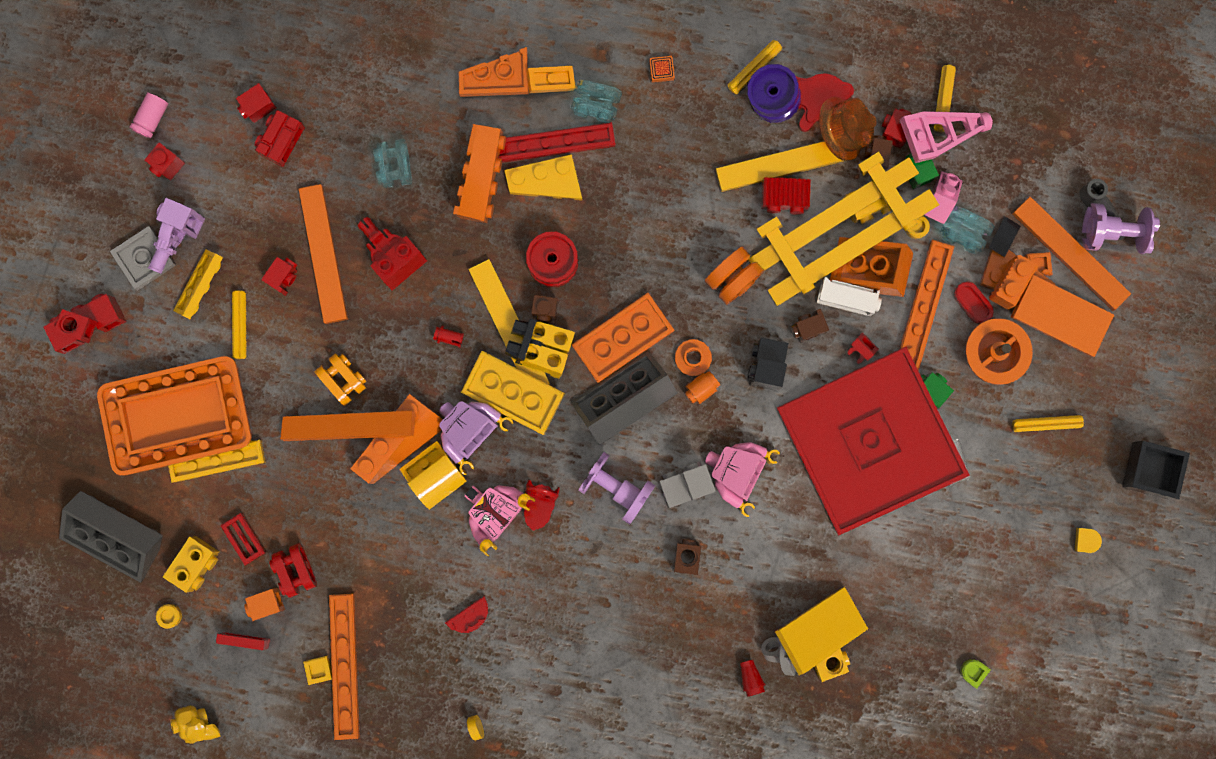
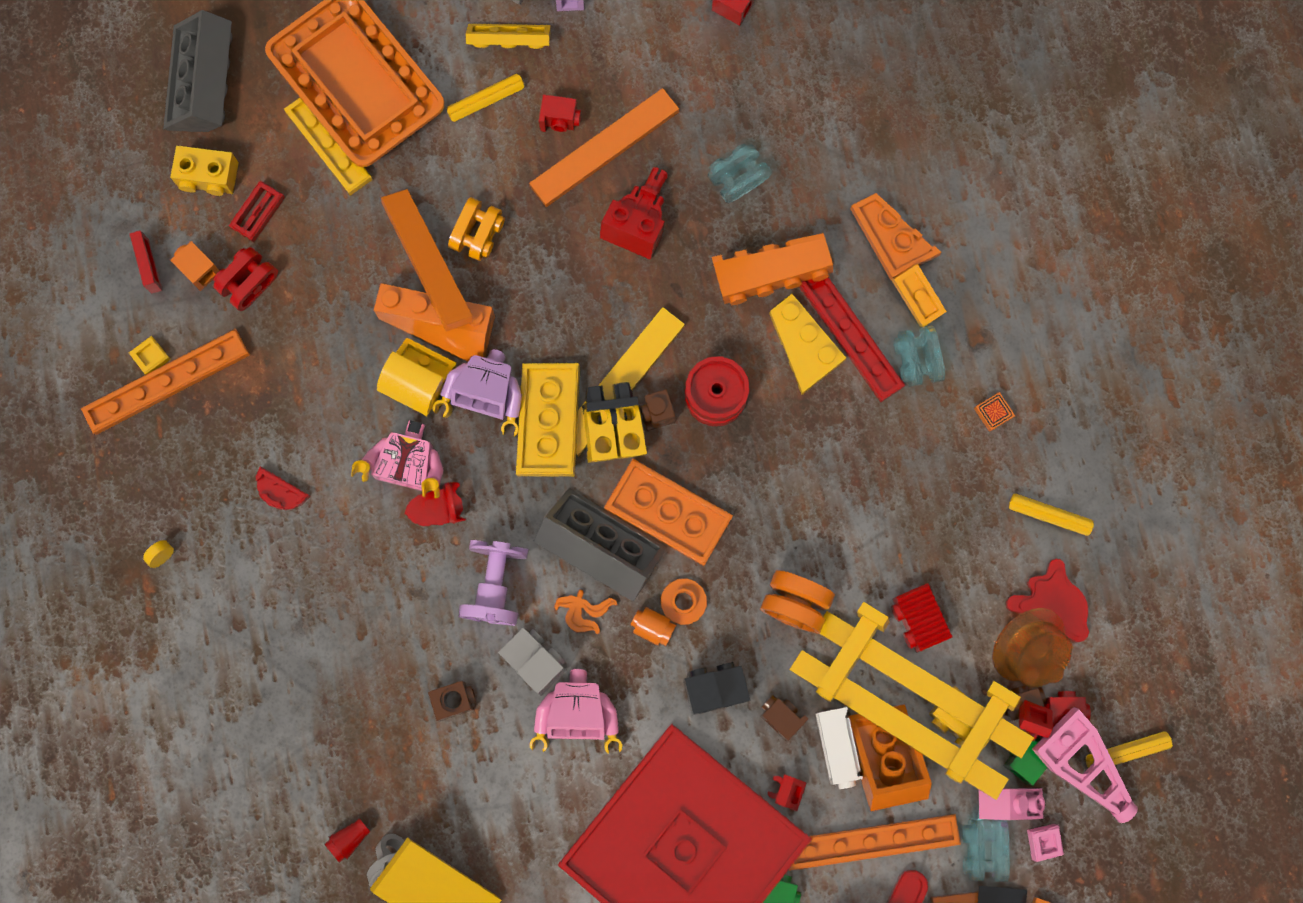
camera: 60 degrees right, 5 degrees down
(168, 616) = (140, 174): yellow tile -> none
(193, 725) = (32, 253): yellow head -> none
(279, 138) = (707, 42): red brick -> none
(448, 336) = (577, 321): red pin -> none
(665, 441) = (574, 615): none -> orange piece
(775, 165) = (948, 590): yellow tile -> none
(778, 80) = (1034, 533): dark purple wheel -> none
(896, 149) = (1035, 719): none -> red tile
(920, 229) = (961, 793): yellow tile -> none
(979, 187) = (1045, 842): none -> bright pink tile

